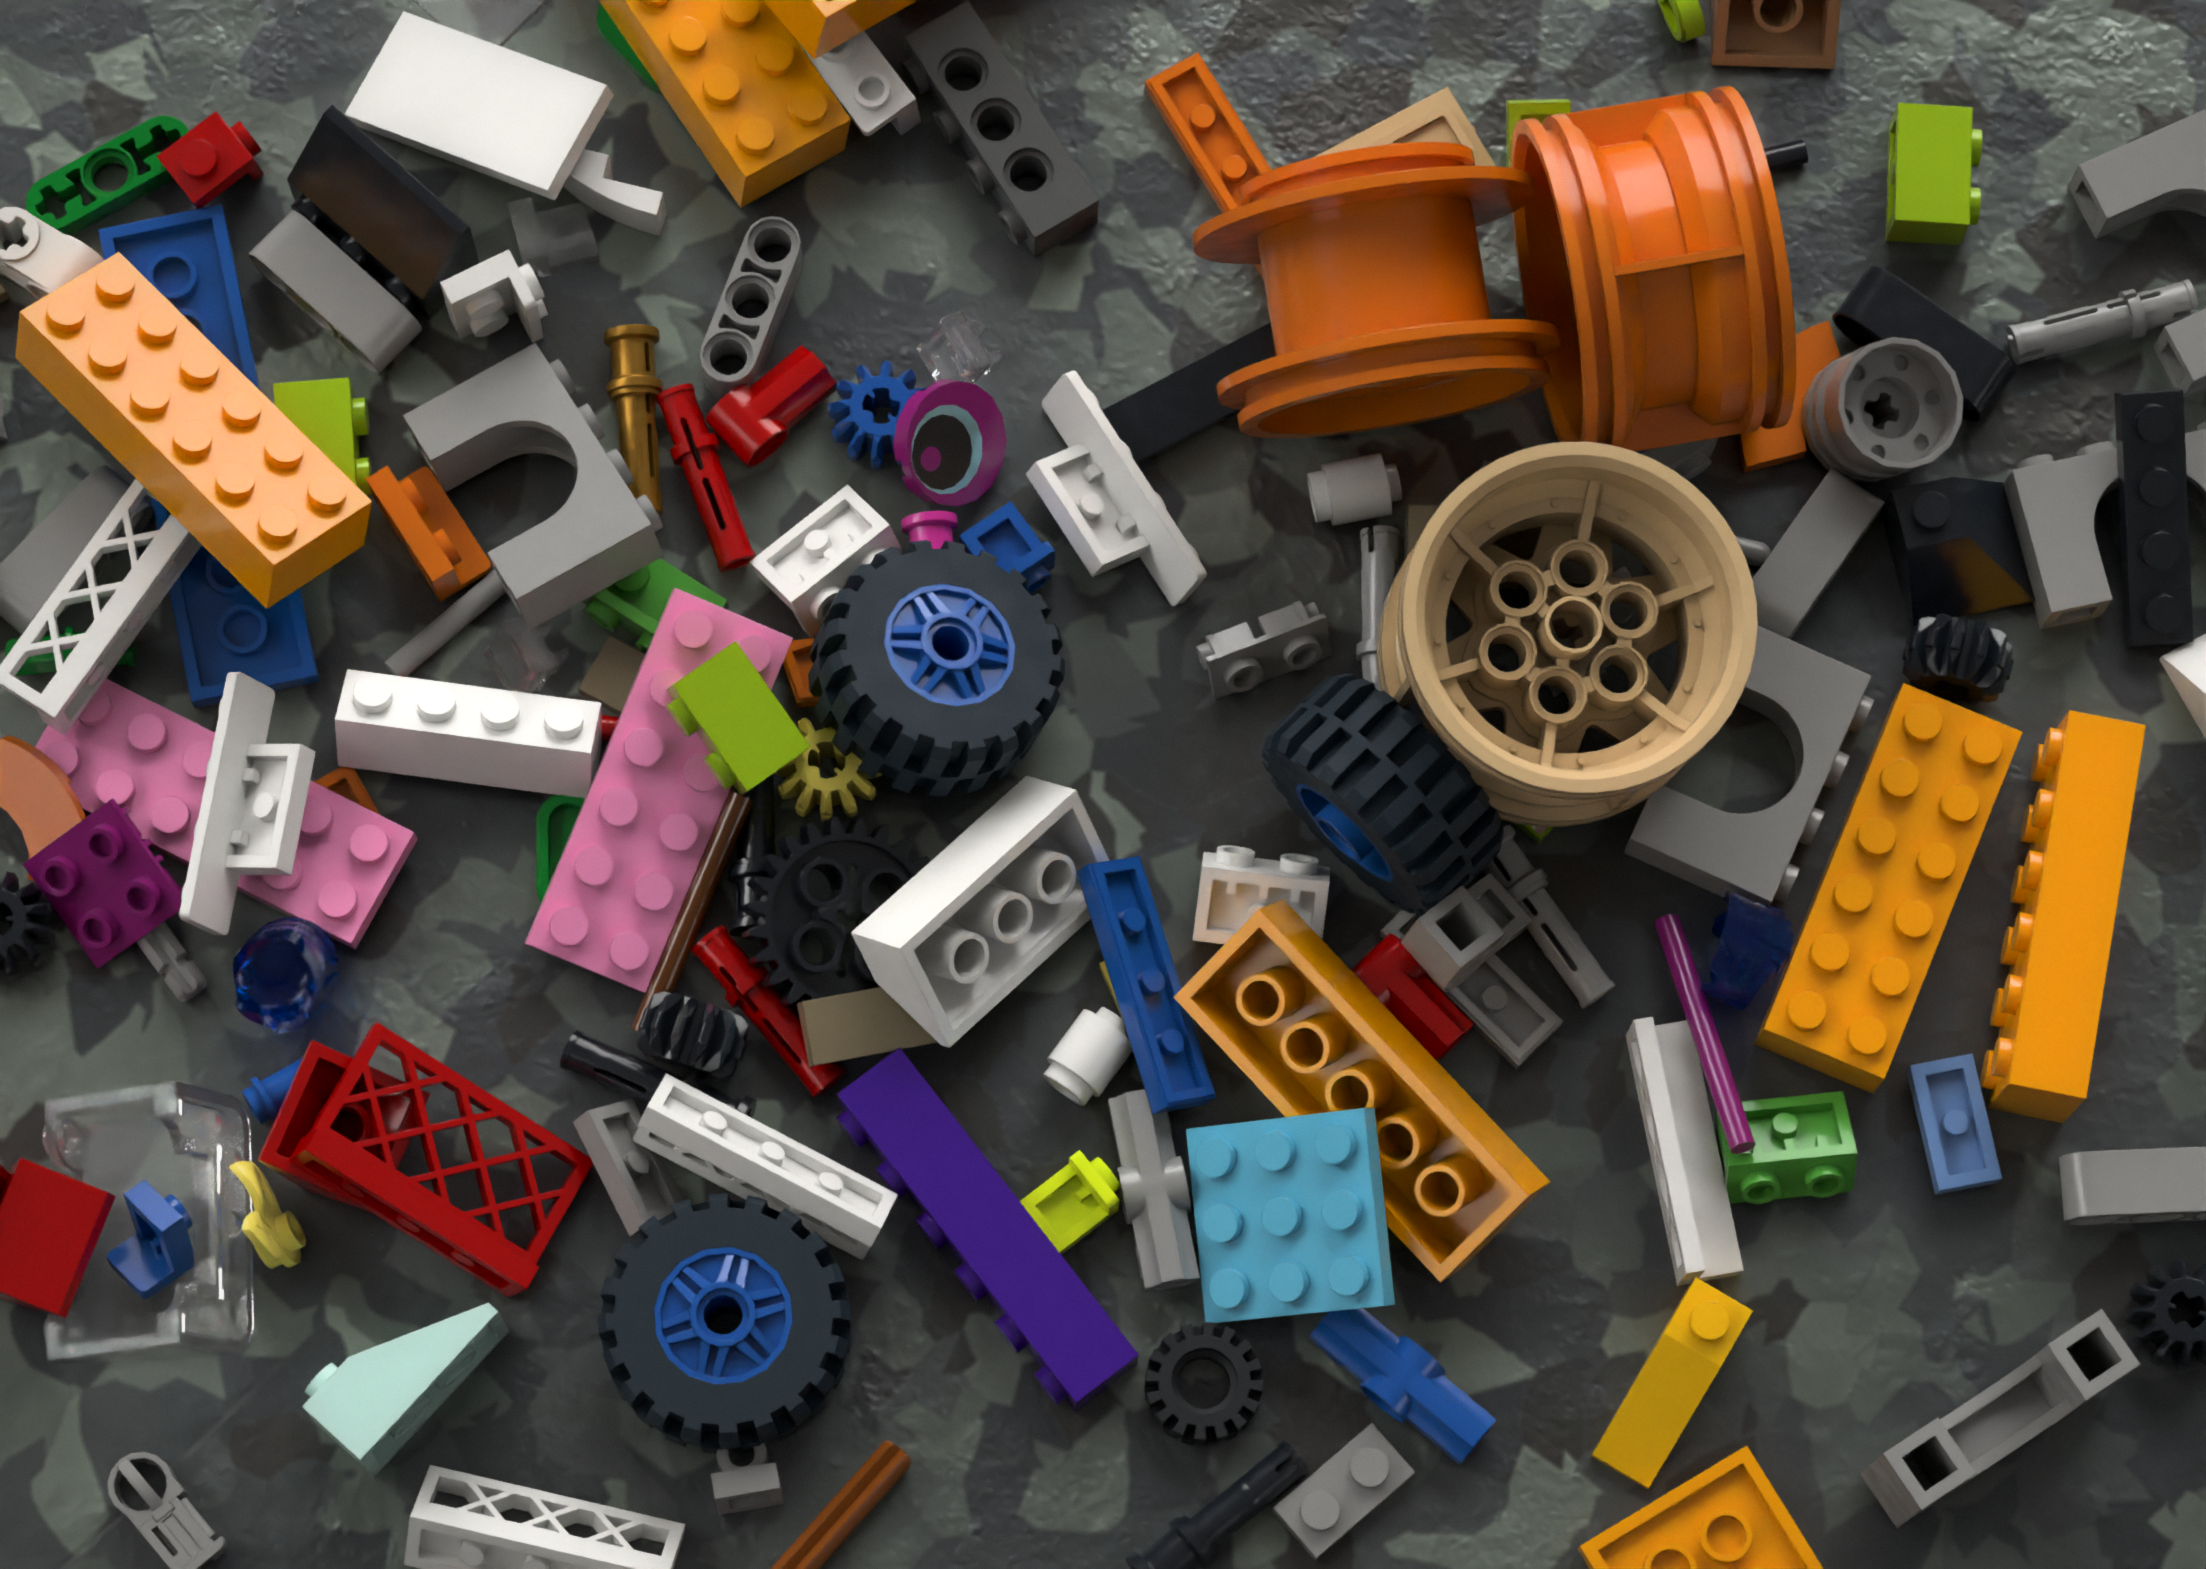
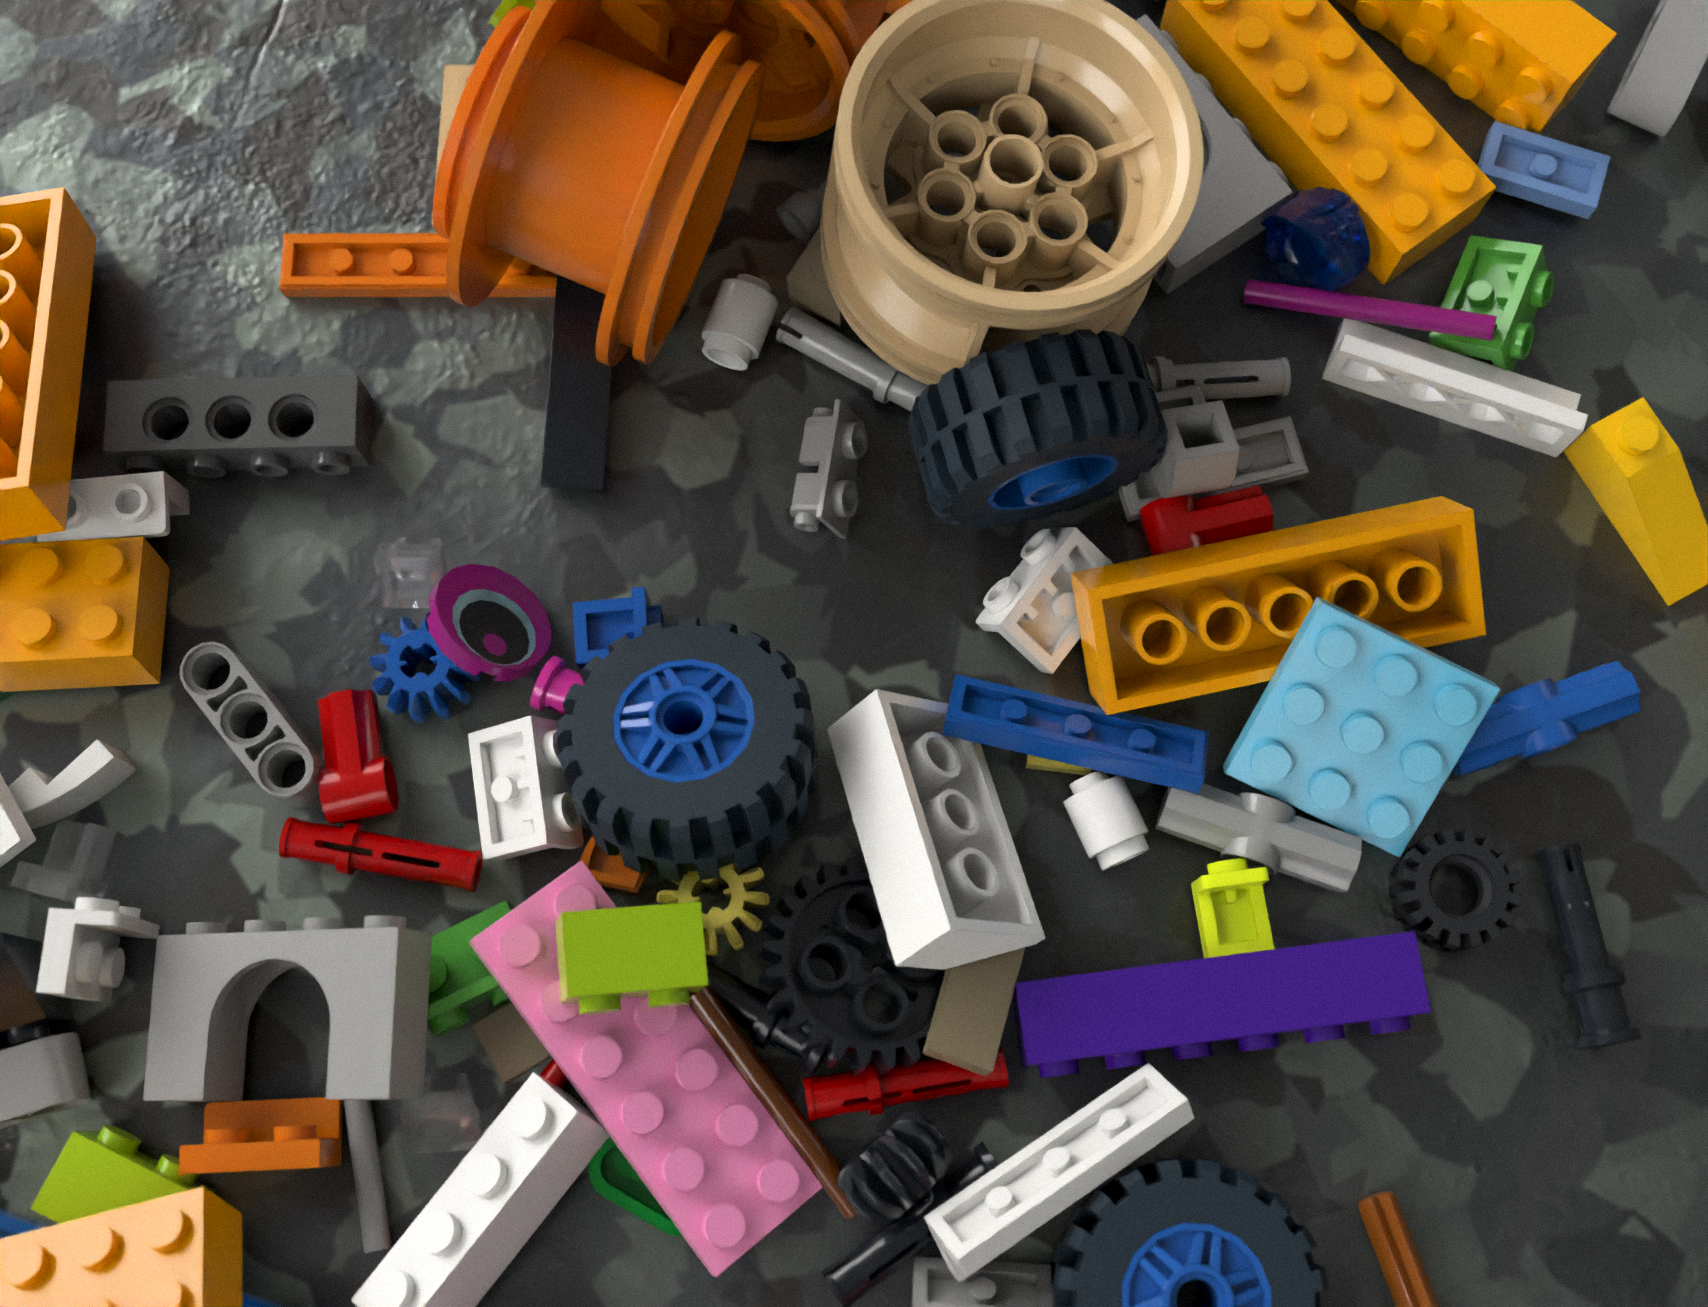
camera: 55 degrees left, 0 degrees up
(634, 393) = (262, 872): pearl gold pin -> none
(1106, 499) = (619, 521): white bracket -> none
(1343, 1491) = (1606, 824): light grey plate -> none

